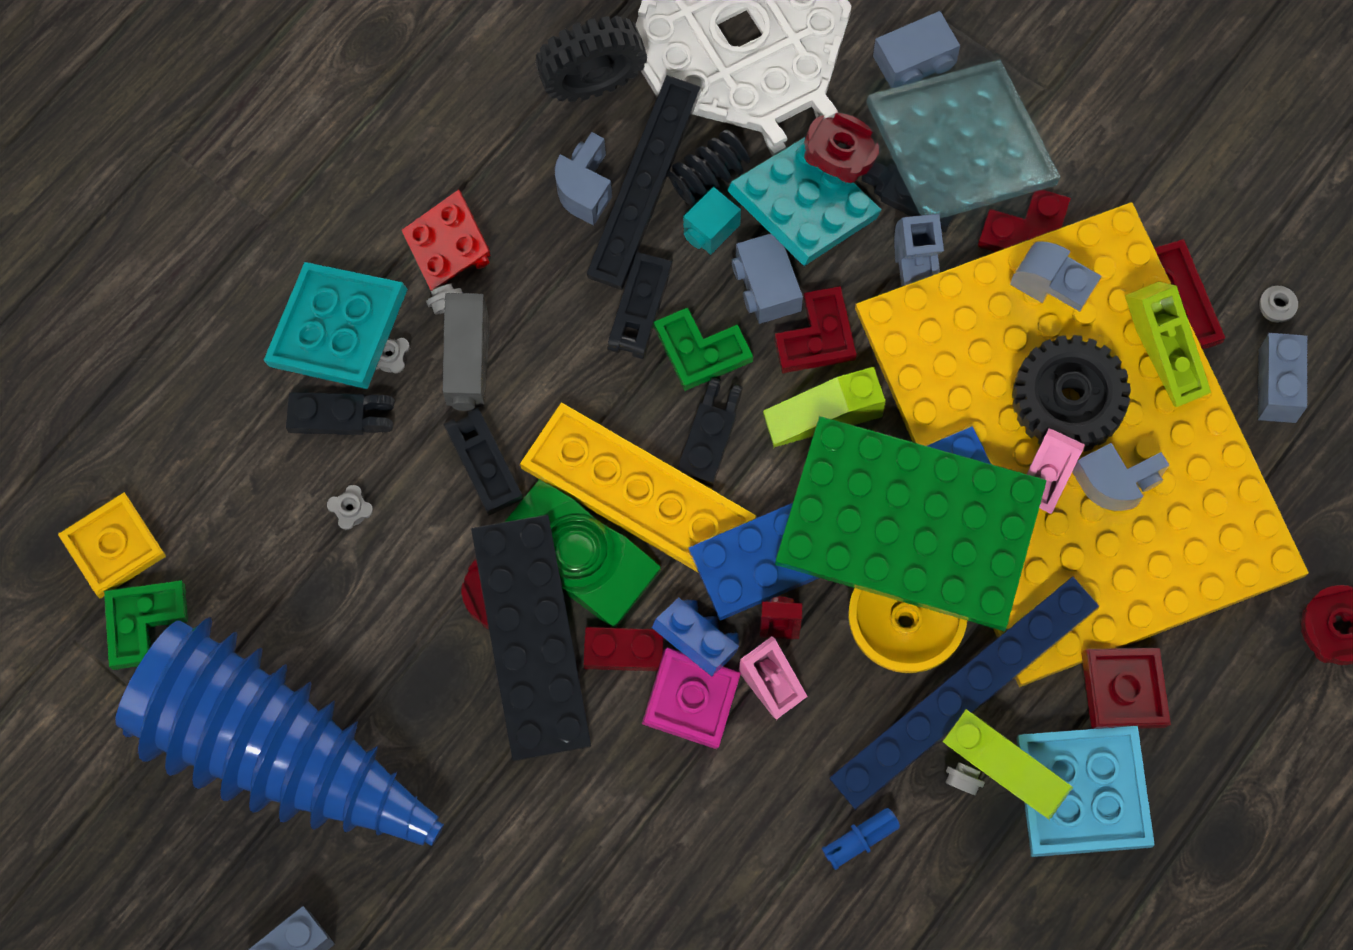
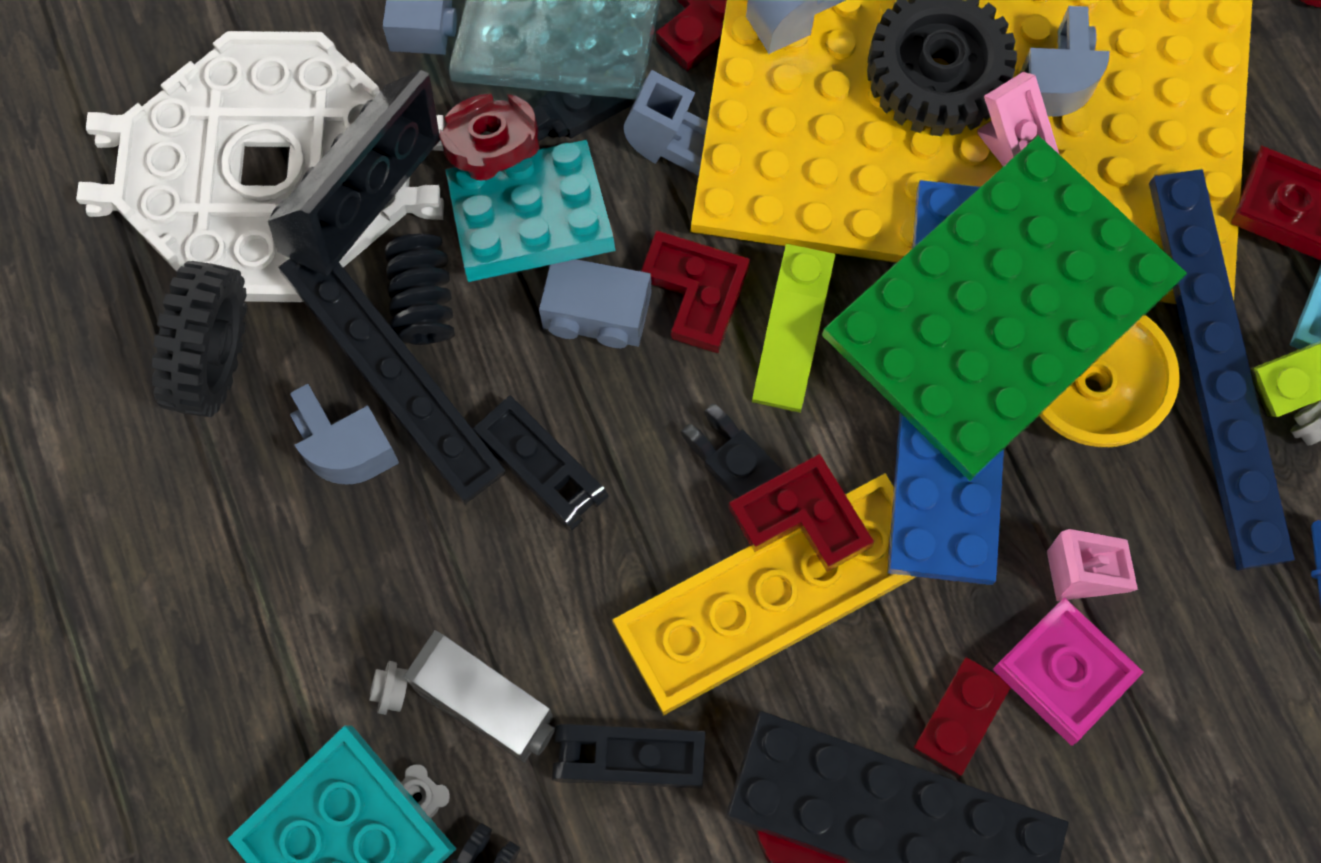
camera: 60 degrees left, 0 degrees up
(446, 241) = (312, 645): red hinge -> none
(593, 561) = (840, 686): green slope -> none
(696, 635) = (997, 621): blue plate -> none
(698, 358) = (646, 435): green plate -> none
(703, 474) = (807, 500): none -> dark red plate
(711, 221) = (486, 325): teal brick -> none
(752, 83) = (357, 175): none -> black slope
(781, 618) = (1035, 511): dark red plate -> none

